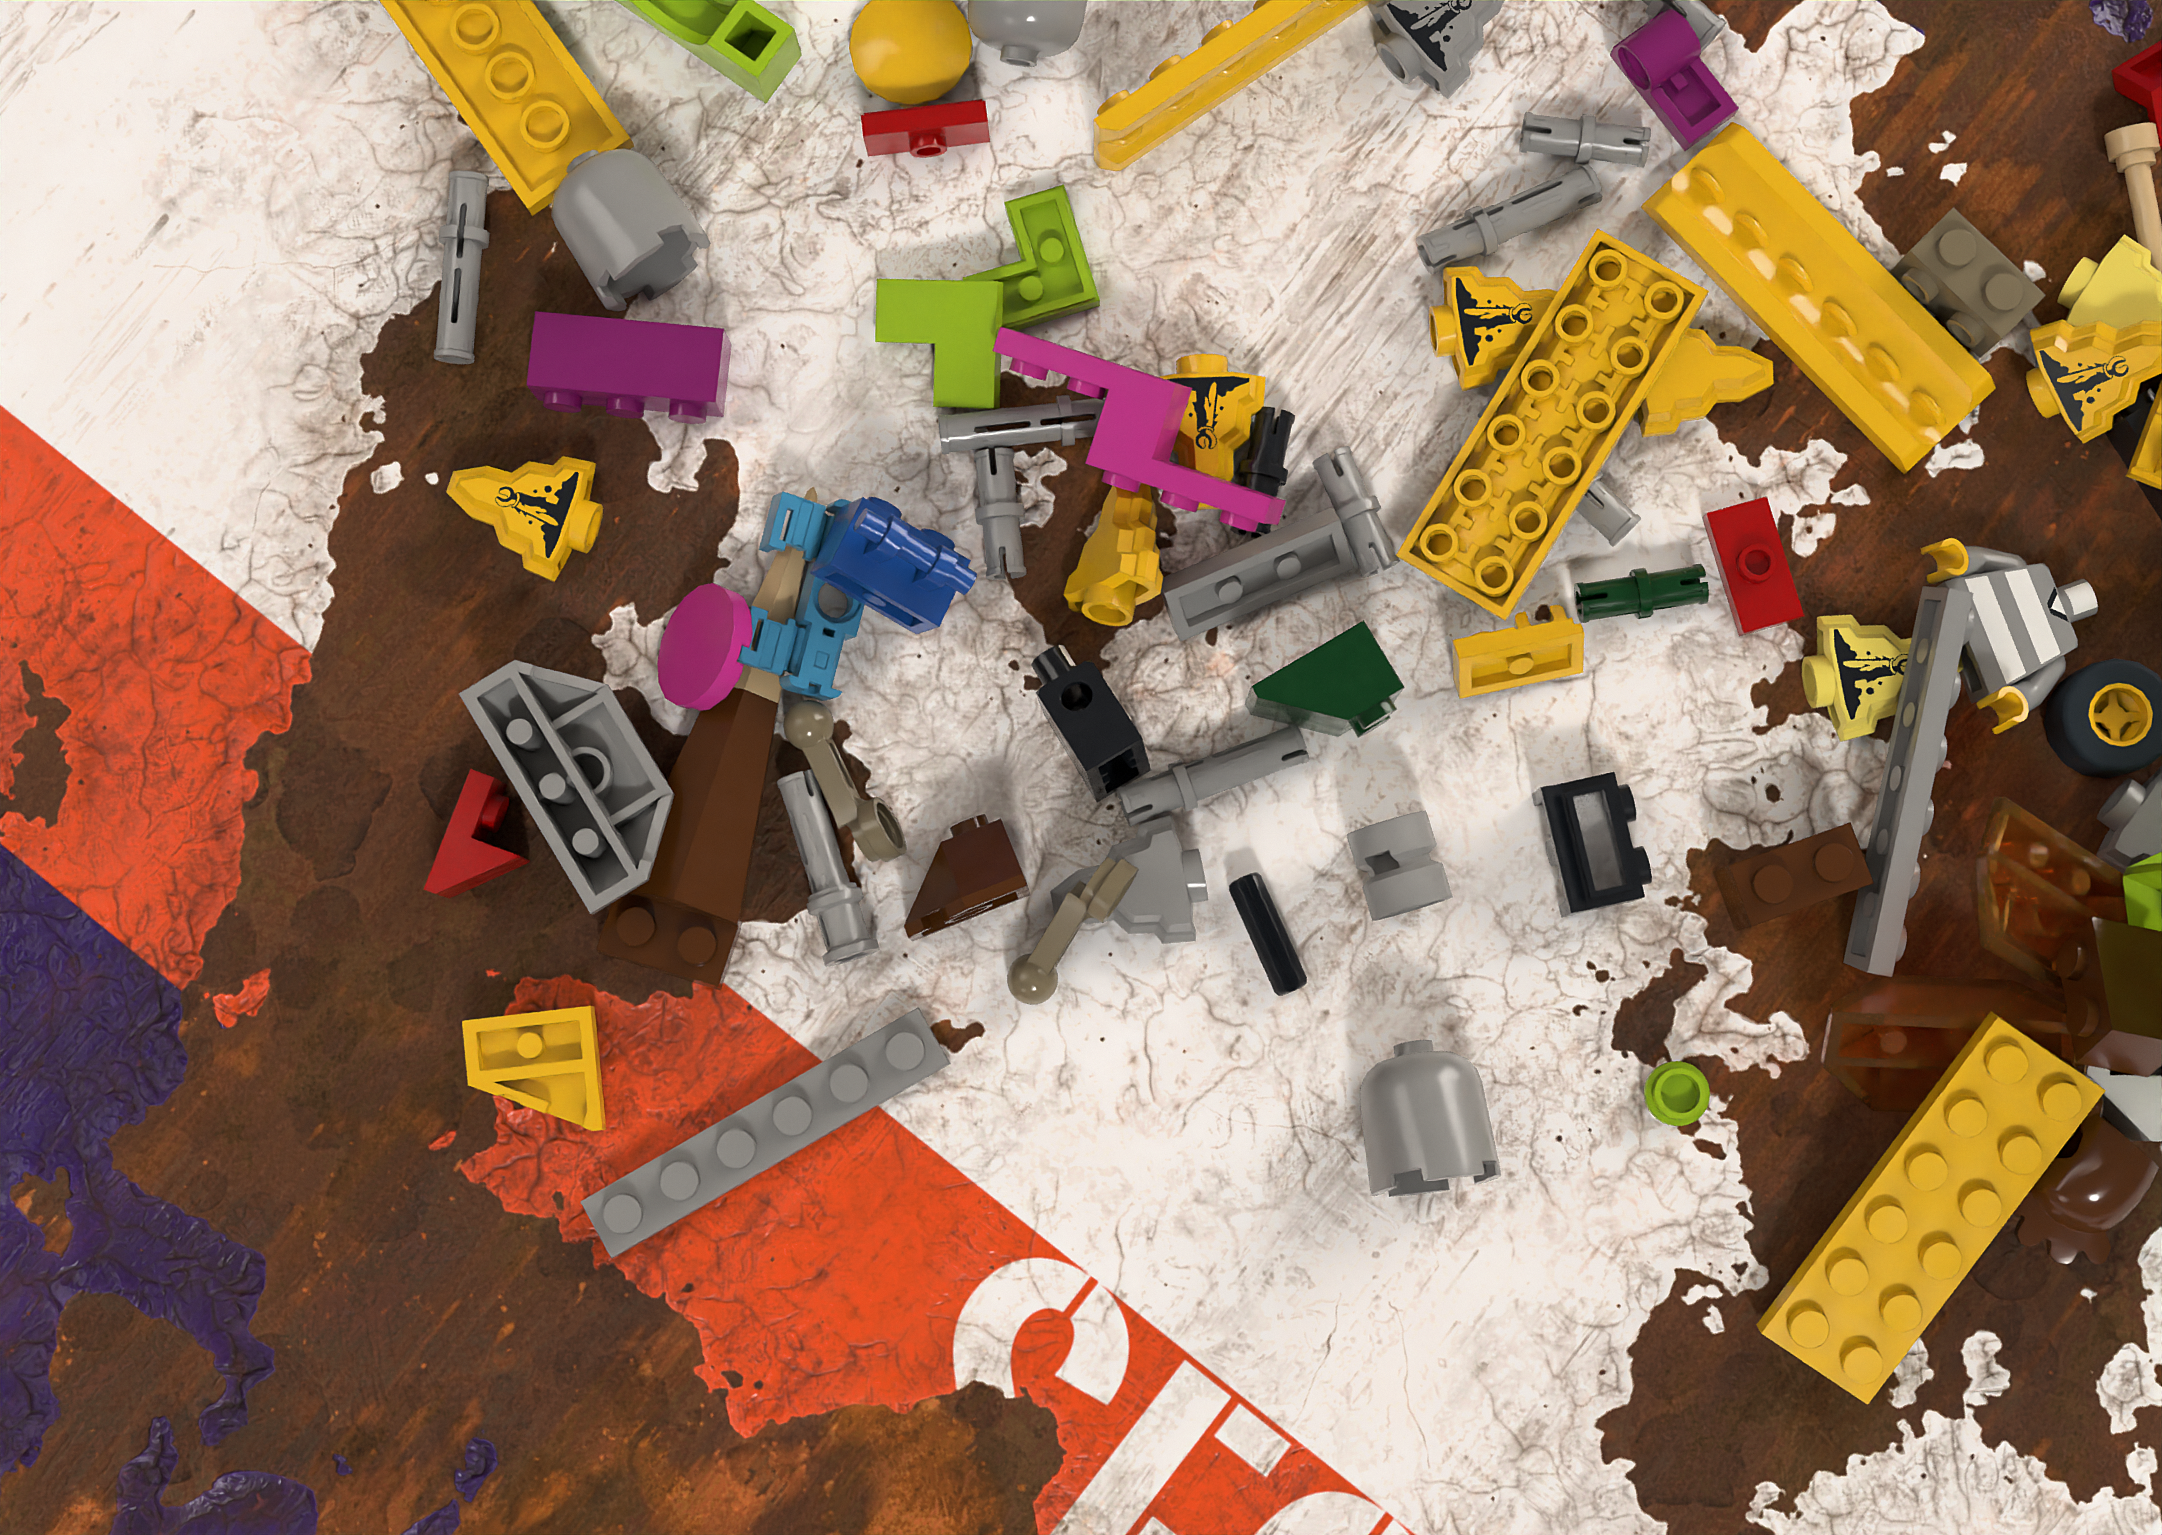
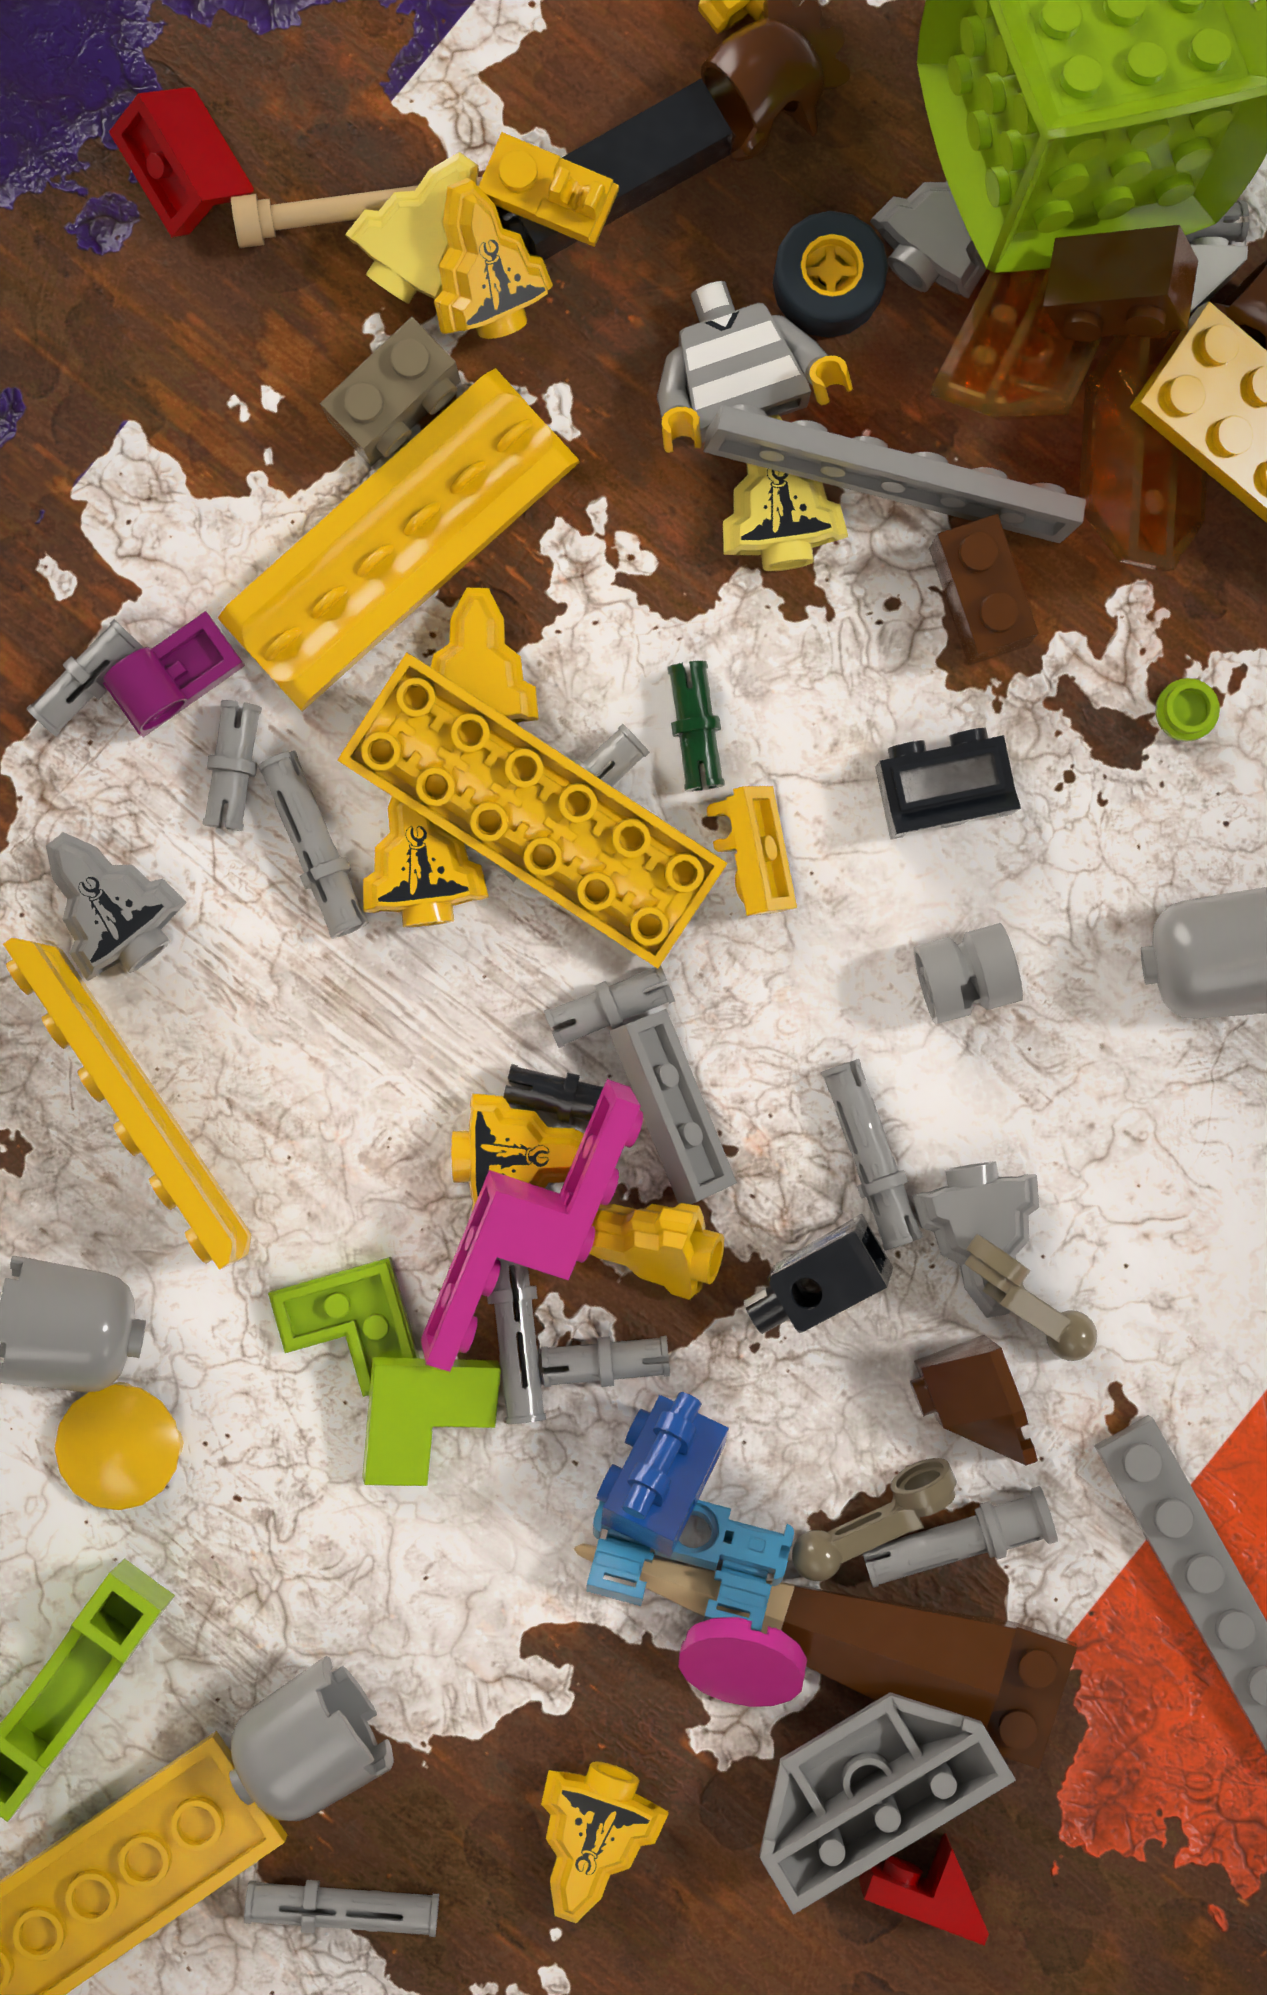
camera: 90 degrees left, 5 degrees up
(540, 1062) = (1148, 1823): yellow wing -> none
(629, 366) = (451, 1737): magenta brick -> none
(925, 129) = (209, 1433): red plate -> none
(1267, 934) = (1028, 1102): black axle -> none
(1332, 687) = (796, 1037): dark green slope -> none
(1753, 566) = (669, 614): red plate -> none

